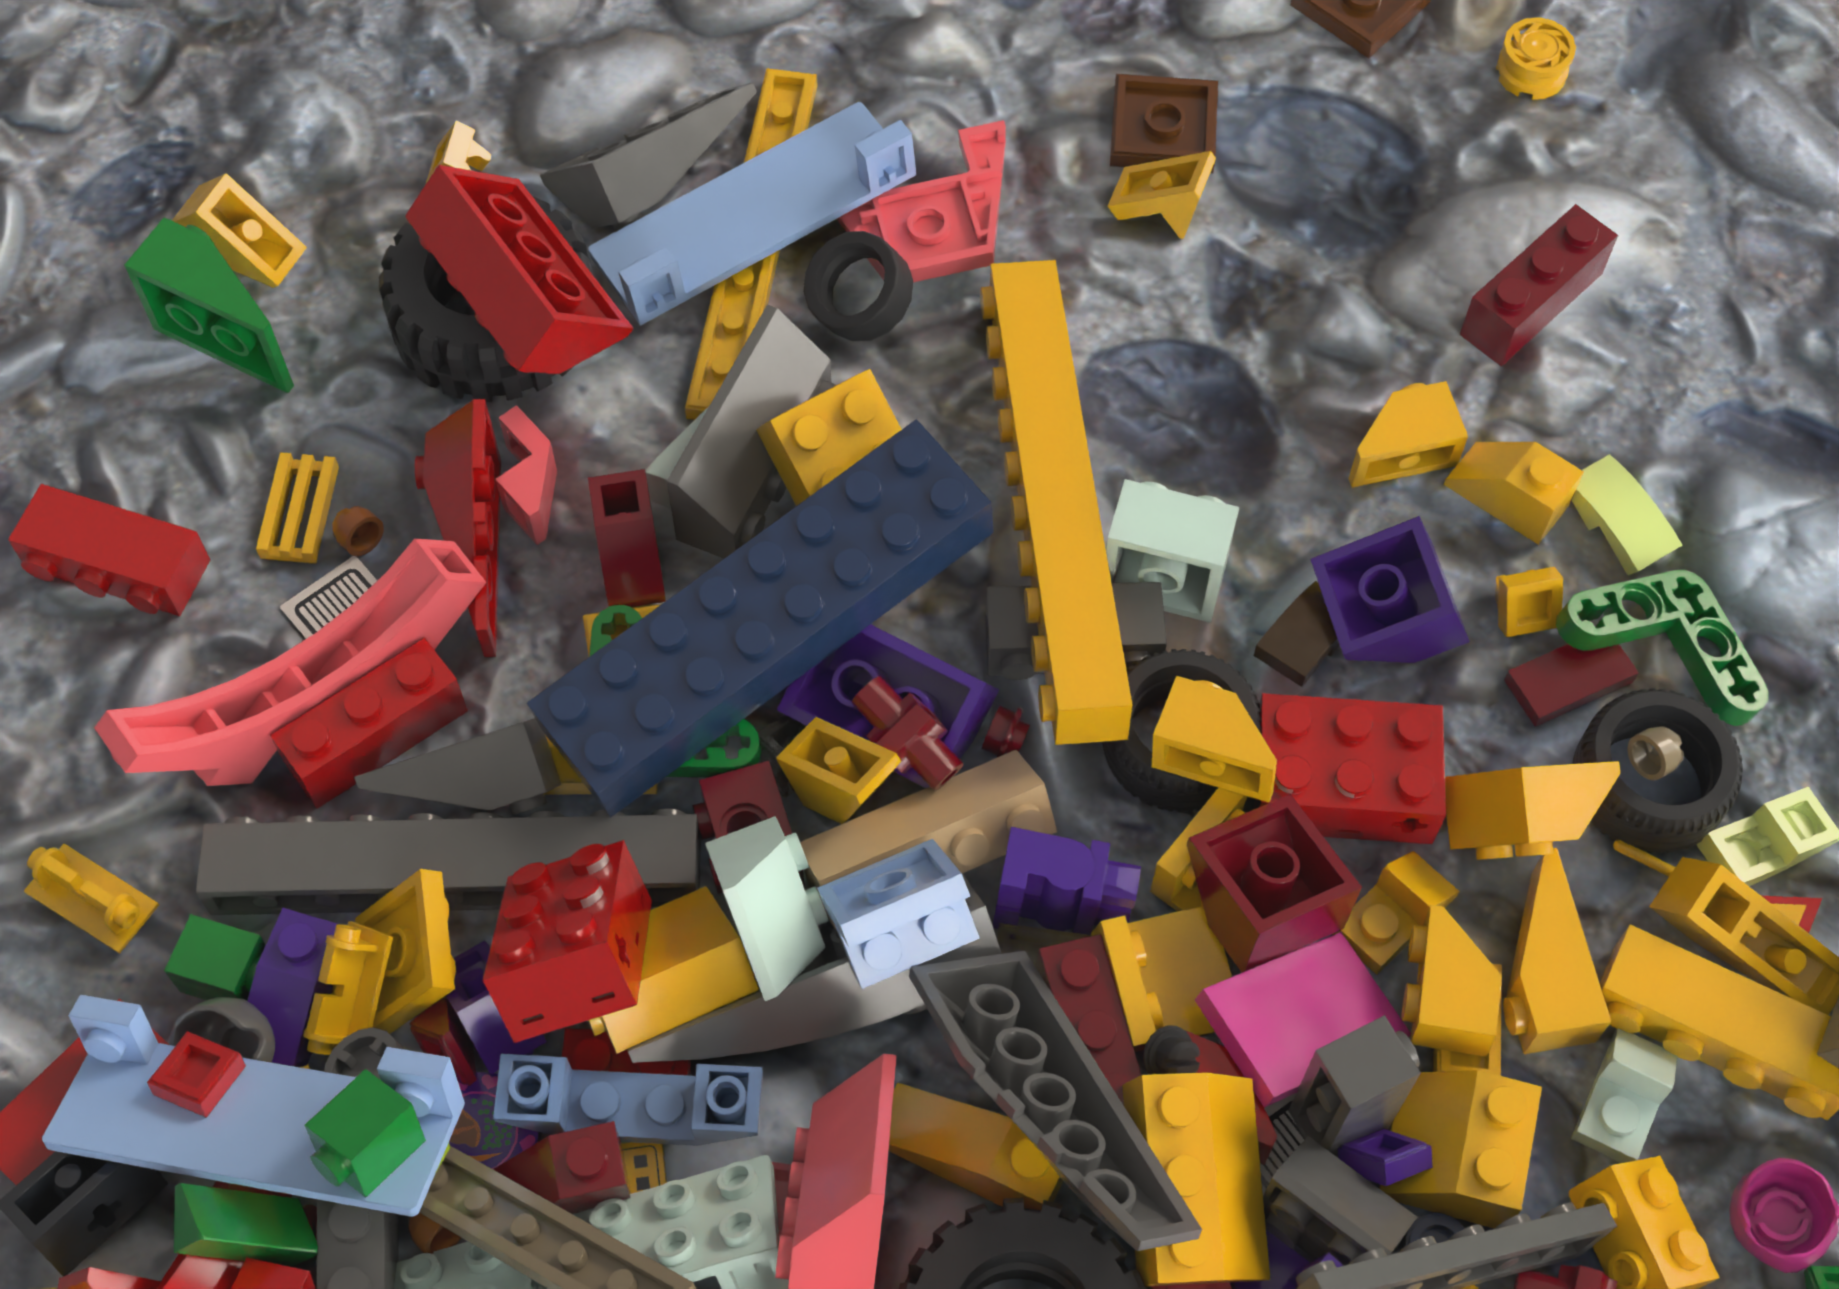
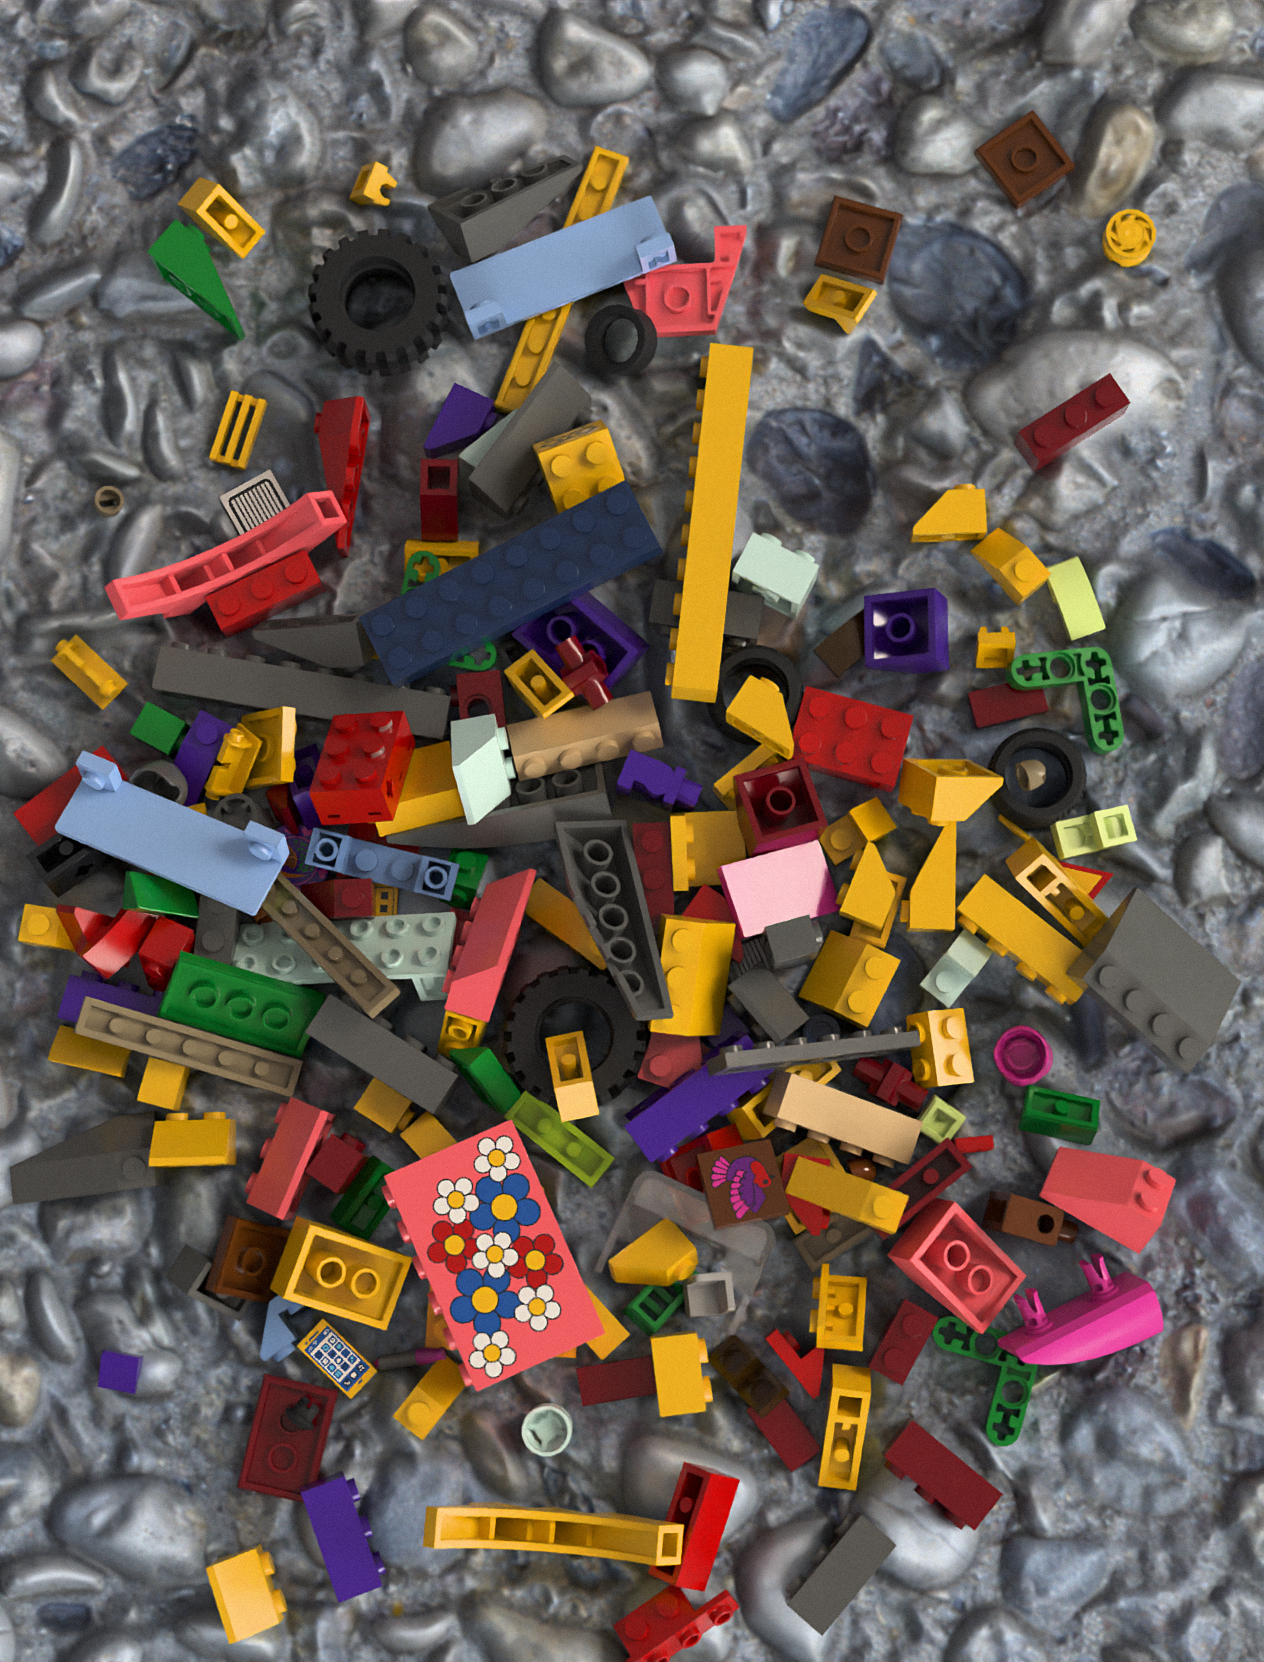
camera: 15 degrees right, 20 degrees up
(96, 633) = (107, 495): none -> dark tan hinge
(109, 551) = (118, 443): red brick -> none
(196, 1074) = (143, 806): red tile -> none
(357, 530) = (273, 455): dark orange hinge -> none
(364, 1134) = (231, 867): green brick -> none
(515, 270) = (397, 306): red slope -> none
(530, 484) = (386, 447): coral slope -> none
(639, 426) = (460, 422): none -> dark purple slope
(779, 1109) = (468, 878): none -> green bracket
(900, 912) = (553, 787): light blue bracket -> none
(1005, 732) = (648, 673): dark red plate -> none
(1170, 1052) = (693, 901): black piece -> none
(1386, 1156) = (802, 980): dark purple tile -> none

